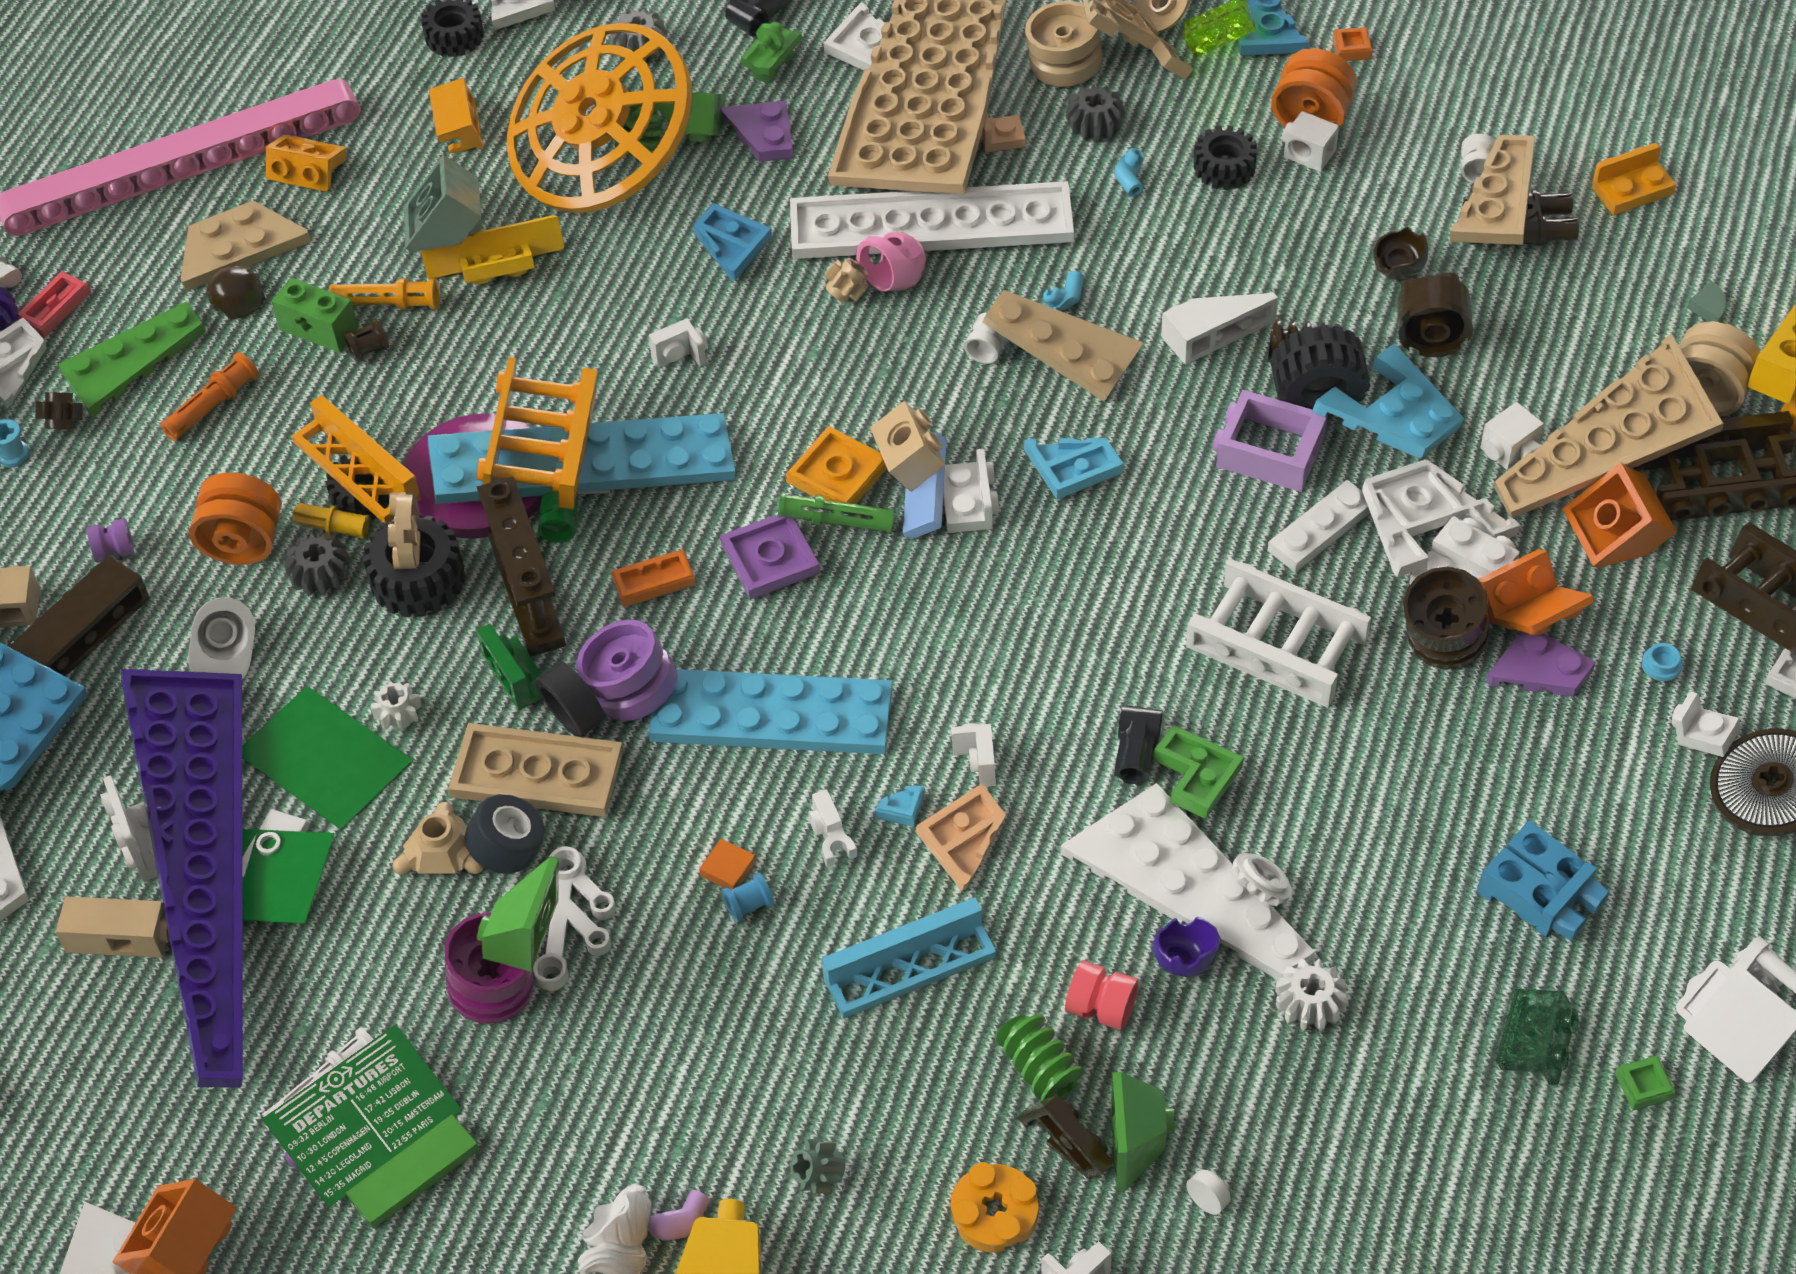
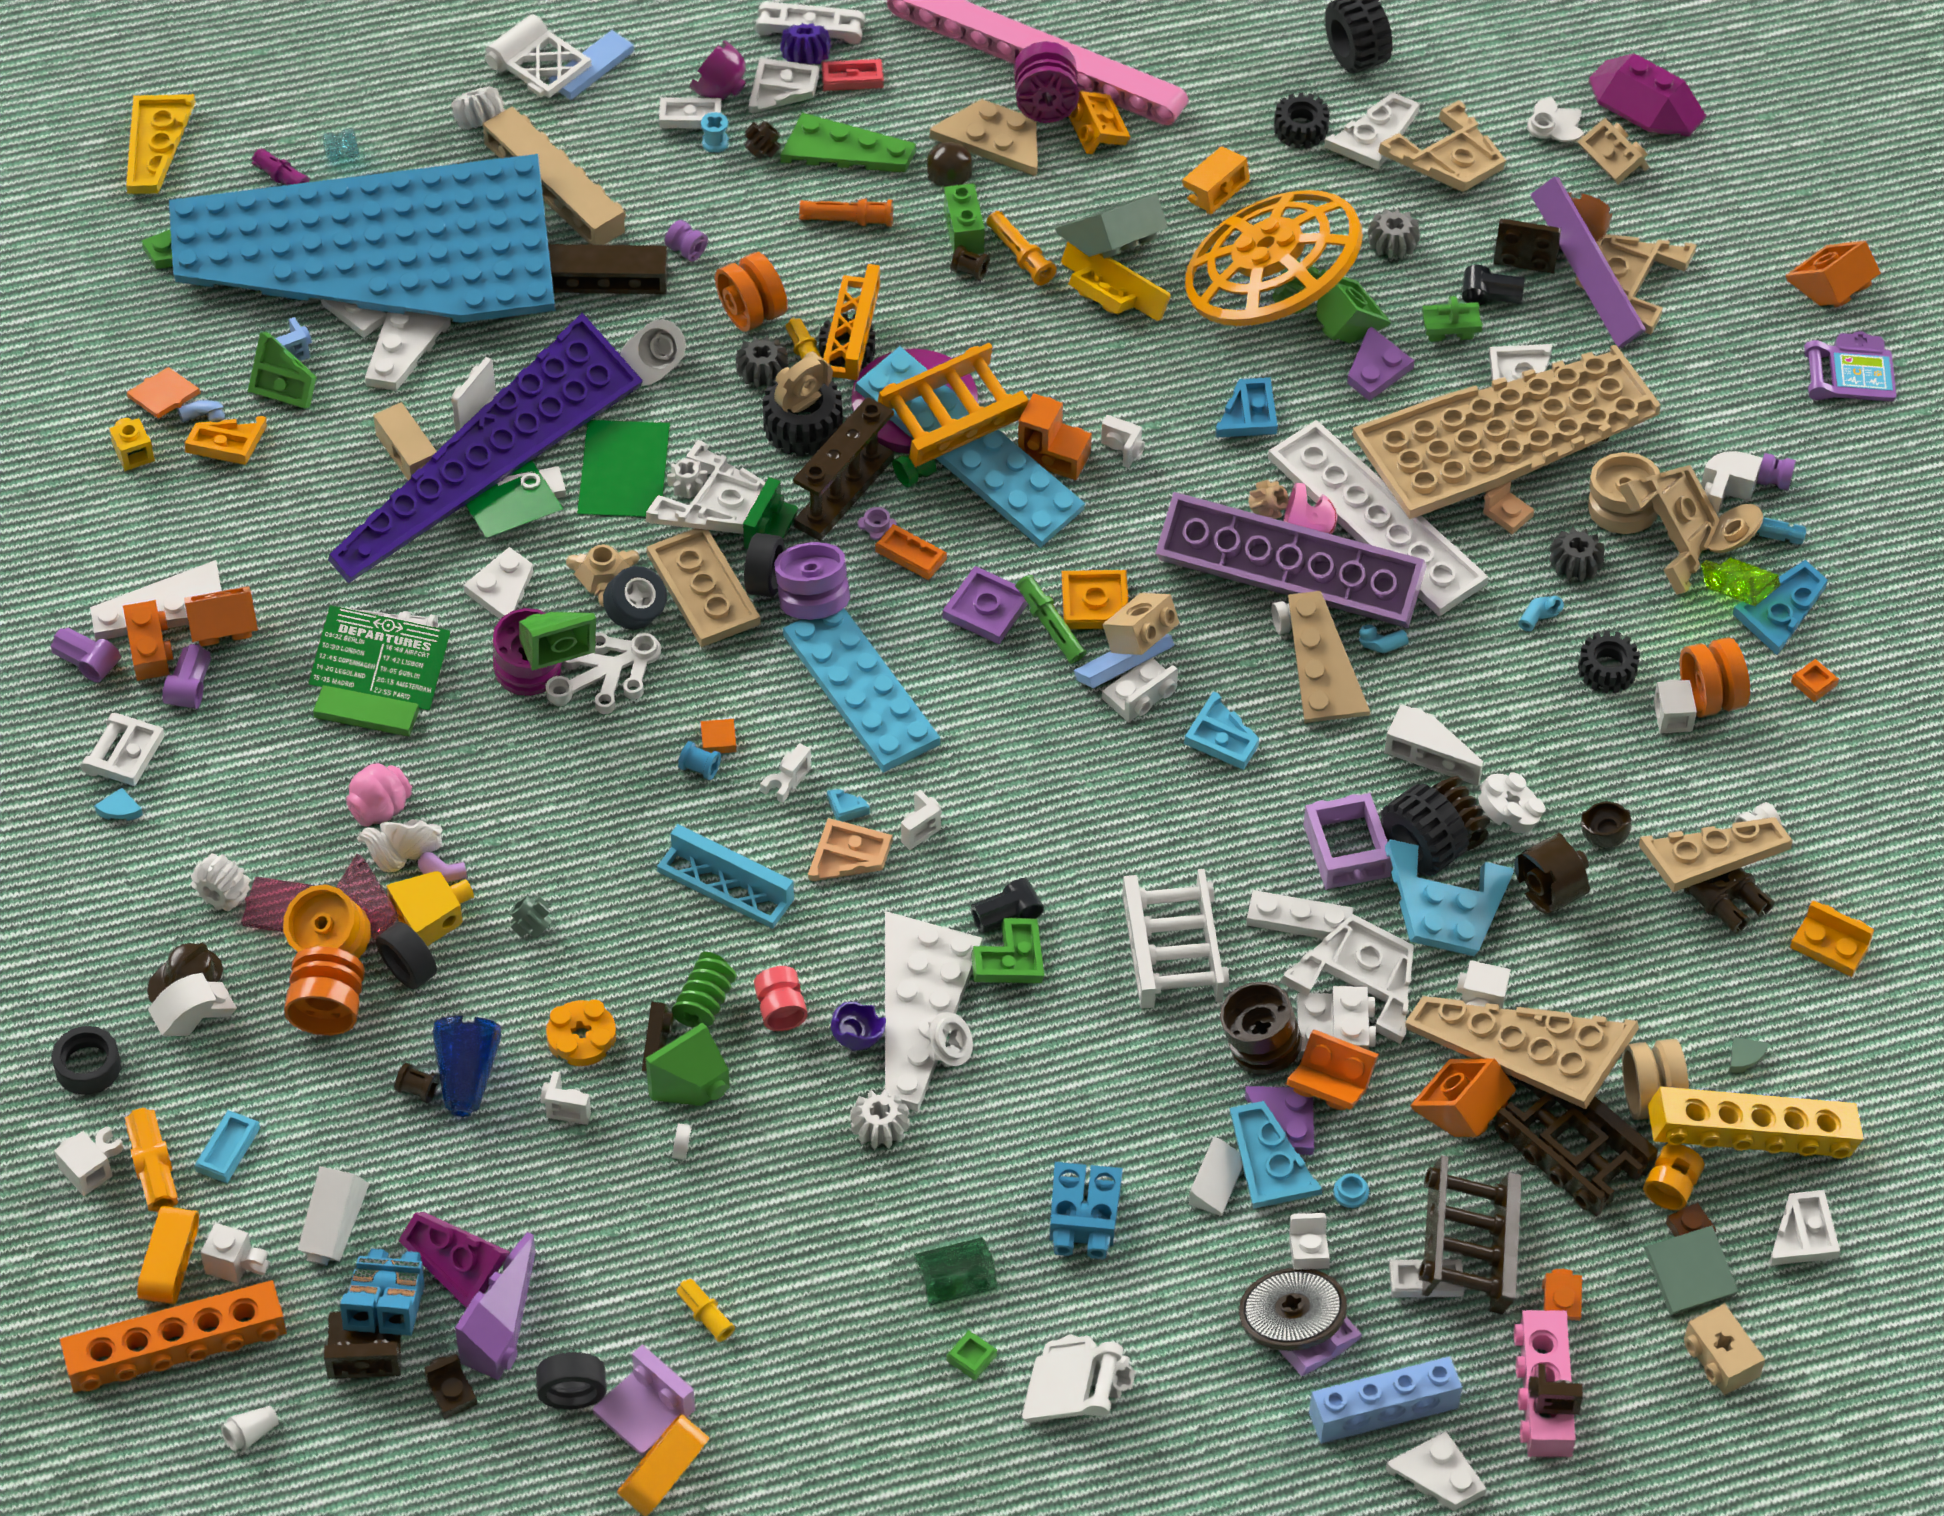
camera: 50 degrees right, 0 degrees up
(233, 161) = (1046, 82): none -> magenta wheel
(369, 948) = (501, 583): none -> white wing
(456, 687) = (720, 502): none -> white wing
(538, 1222) = (377, 794): none -> bright pink hair
(591, 577) = (876, 522): none -> lavender plate
(634, 392) = (1049, 441): none -> orange brick
(934, 298) = (1290, 559): none -> lavender brick
(1327, 302) = (1510, 801): none -> white plate
(1572, 758) = (1216, 1178): none -> white slope
(1588, 703) = (1268, 1159): none -> medium azure wing

